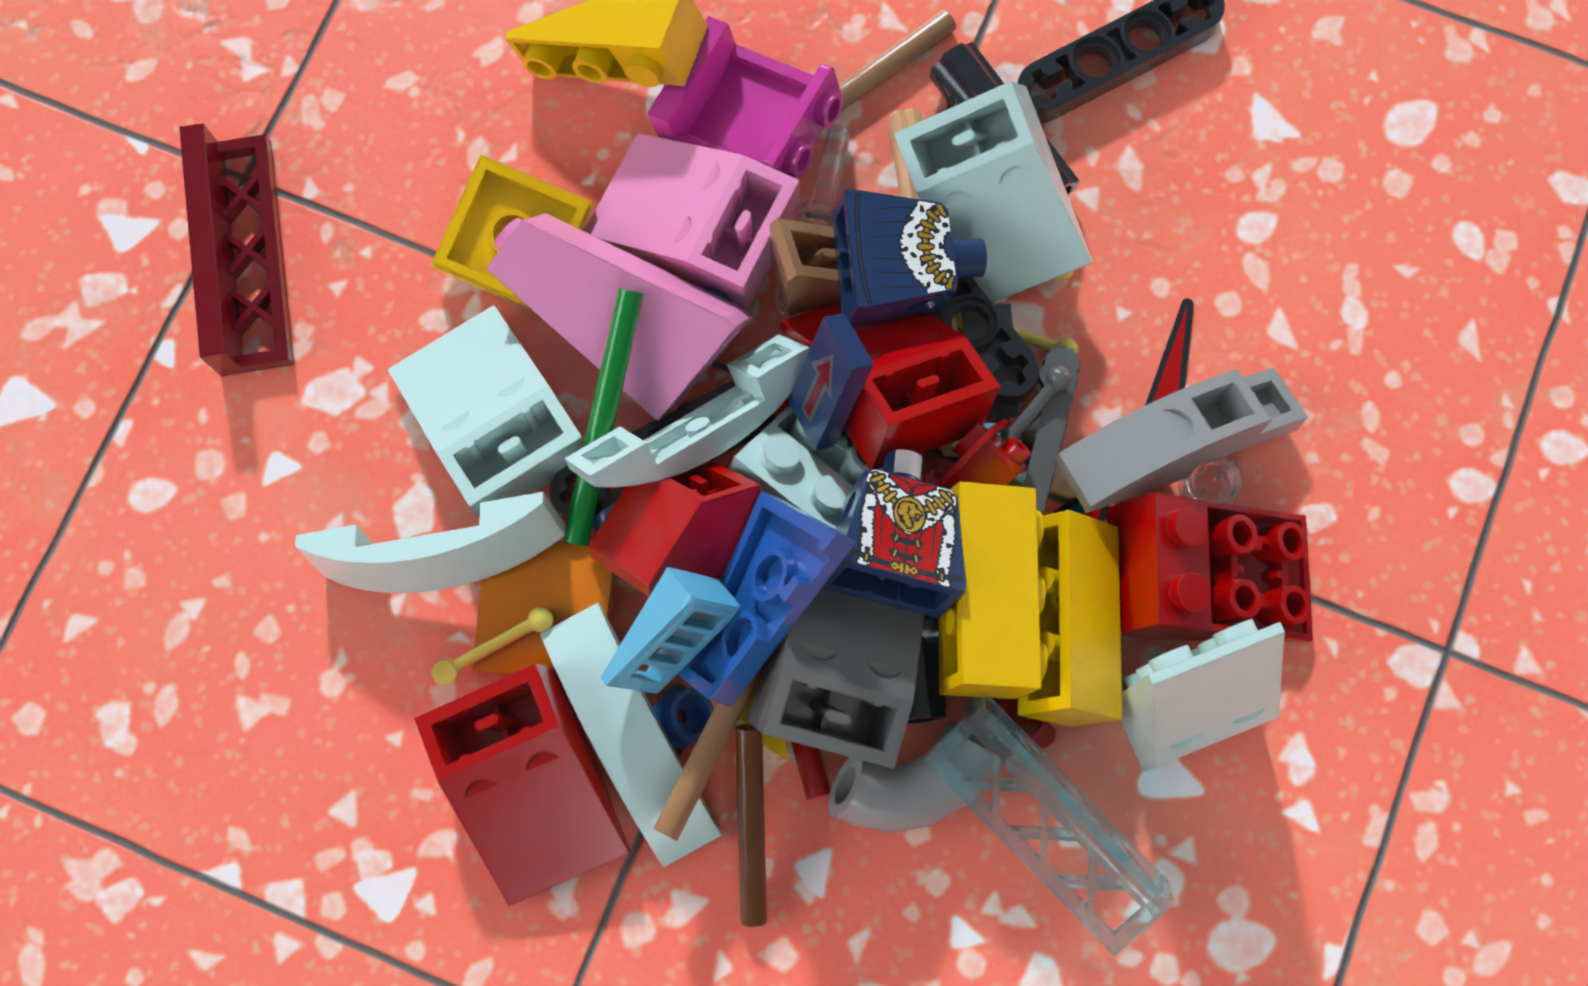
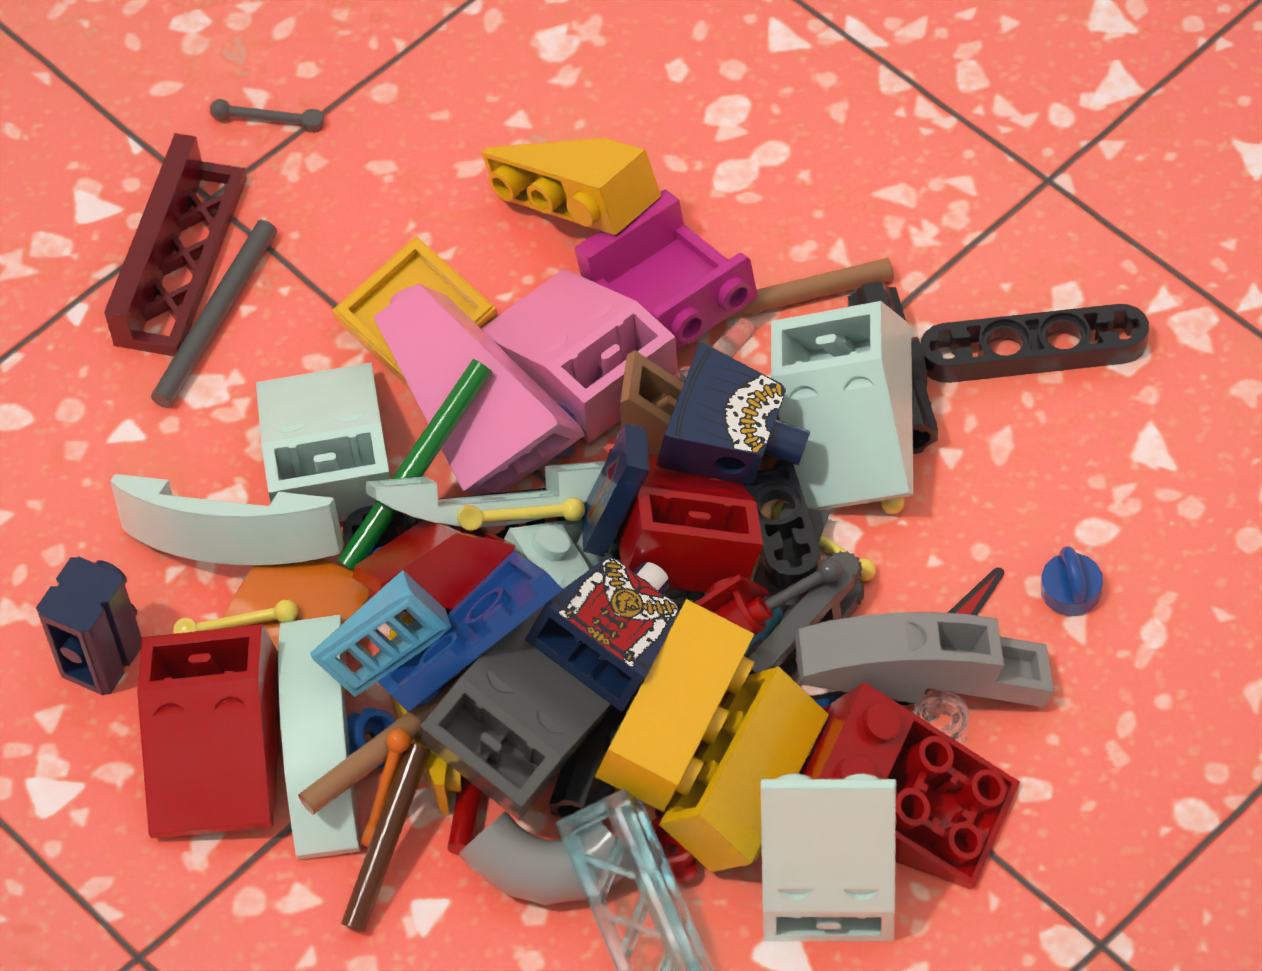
camera: 25 degrees right, 20 degrees down
(306, 54) = (311, 119): none -> dark grey hinge
(308, 306) = (213, 314): none -> dark grey bar
(349, 713) = (90, 624): none -> dark blue brick
(694, 461) = (472, 517): none -> light yellow hinge
(730, 737) = (398, 741): none -> orange hinge
(1264, 292) = (1071, 583): none -> blue tile

